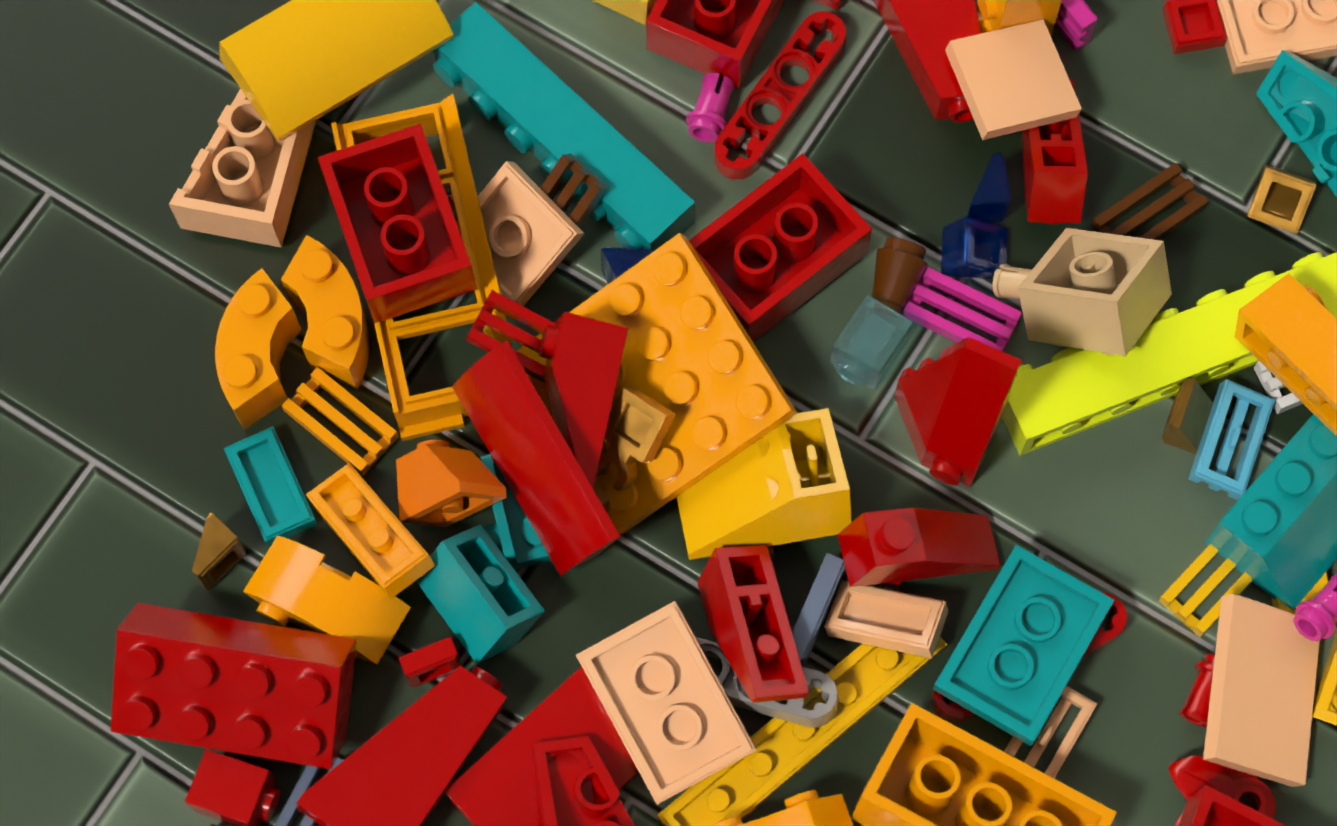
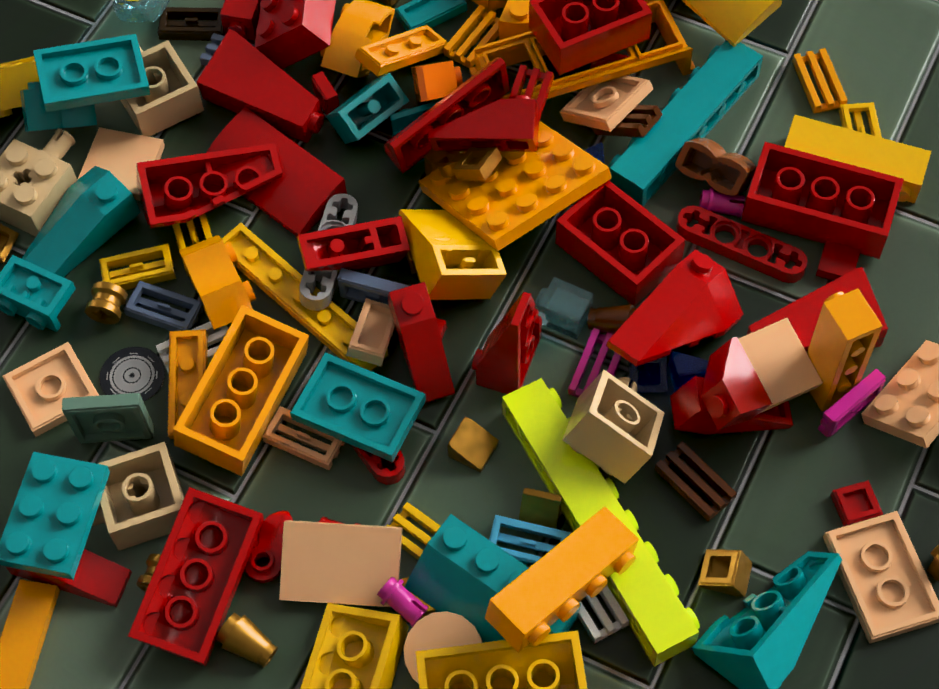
camera: 85 degrees right, 10 degrees down
(660, 98) = (709, 161): none -> dark orange brick
(666, 702) = (307, 204): light nougat tile -> none
(911, 187) = (685, 307): none -> red wedge
(1056, 126) = (732, 387): none -> red slope
(1076, 499) = (471, 445): none -> pearl gold slope

